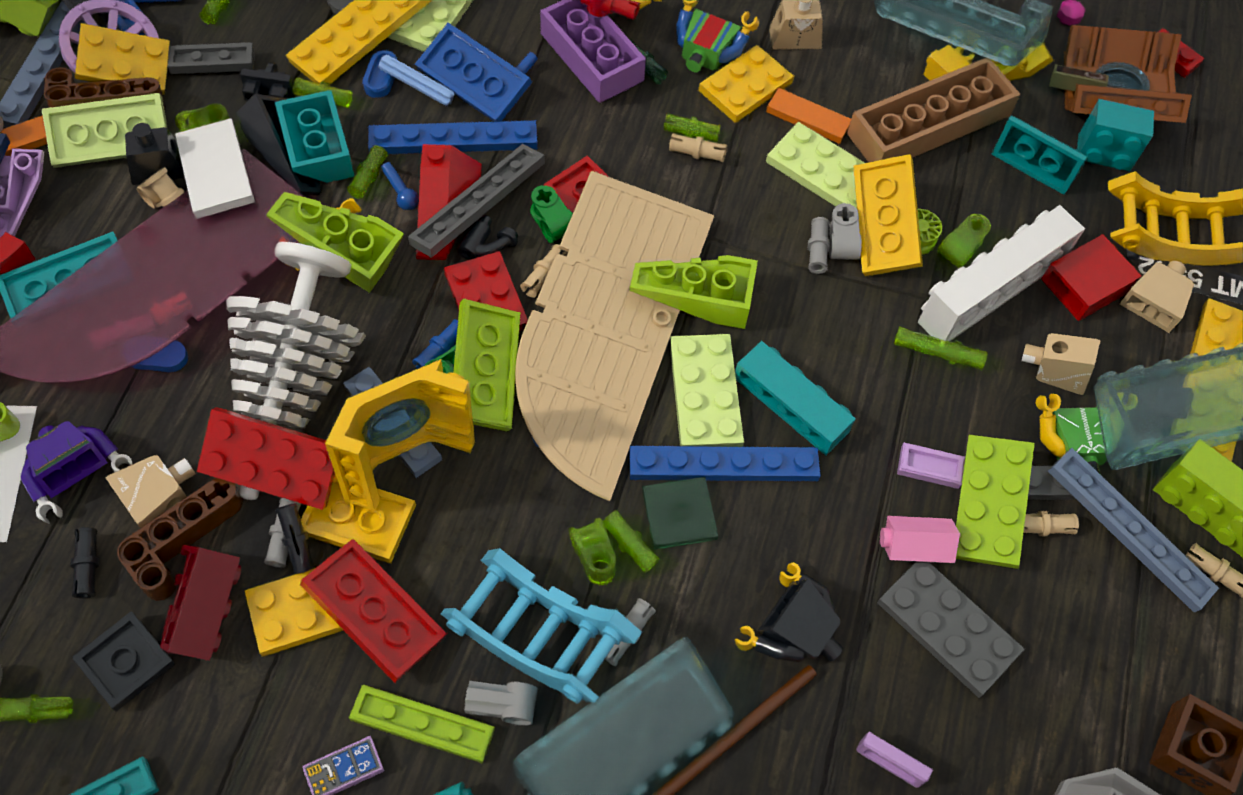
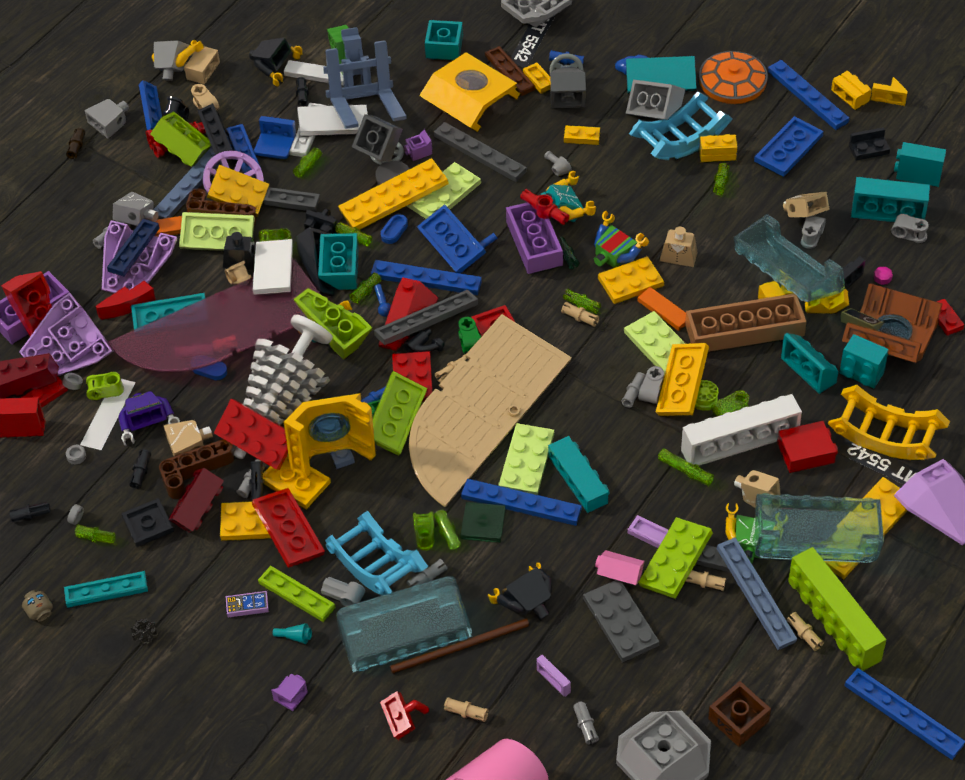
camera: 25 degrees right, 10 degrees down
(416, 80) = (414, 237): light blue axle -> none
(707, 289) = (548, 400): lime wedge -> none
(1161, 295) = (848, 466): tan torso -> none

